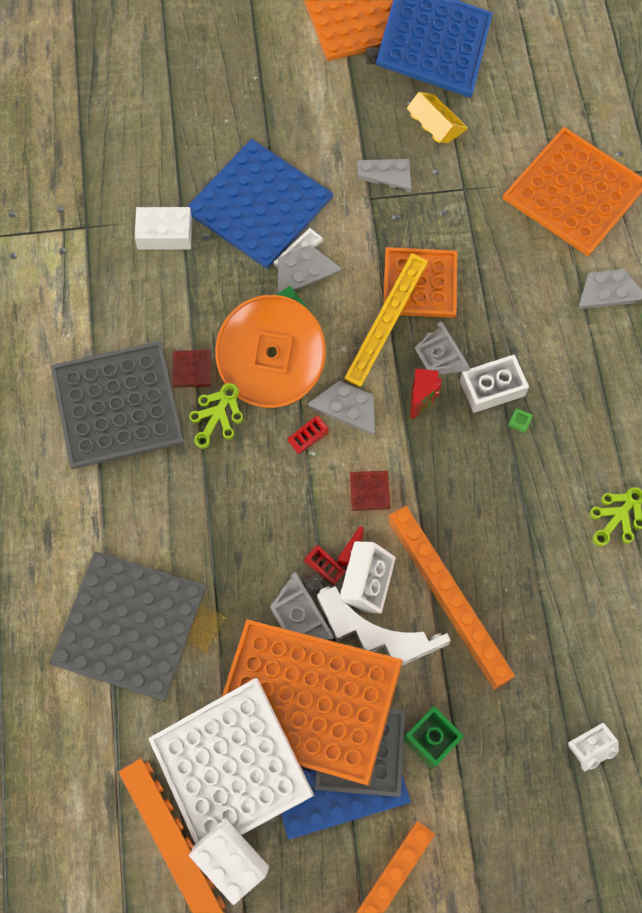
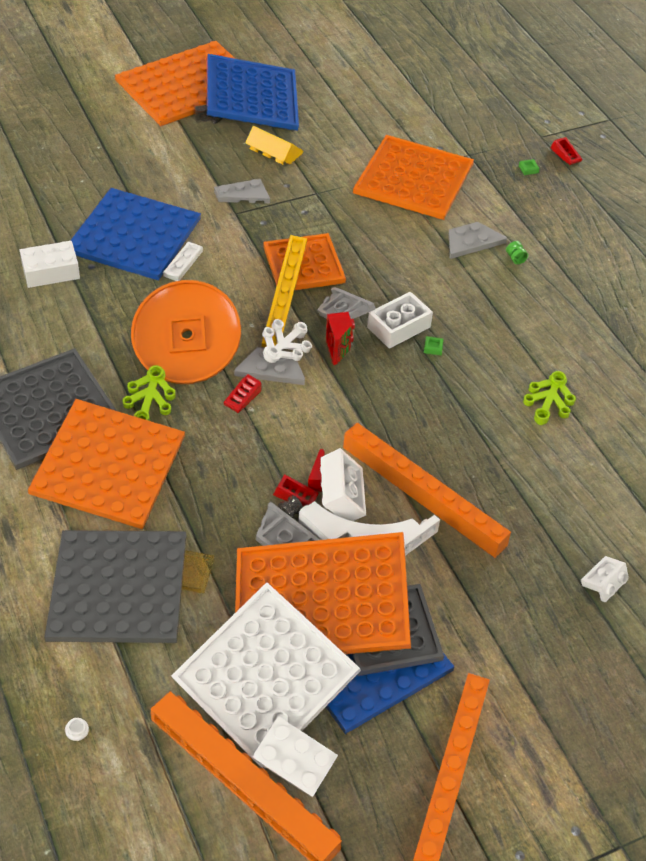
camera: 20 degrees left, 20 degrees down
(53, 766) = (76, 729): none -> white plate
(155, 486) = (107, 463): none -> orange plate
(192, 368) = (112, 365): clear red plate -> none
(304, 268) = (195, 267): light grey wing -> none
(365, 384) = (274, 353): none -> white plant
(369, 490) = (317, 424): clear red plate -> none
(432, 737) = (454, 603): green brick -> none

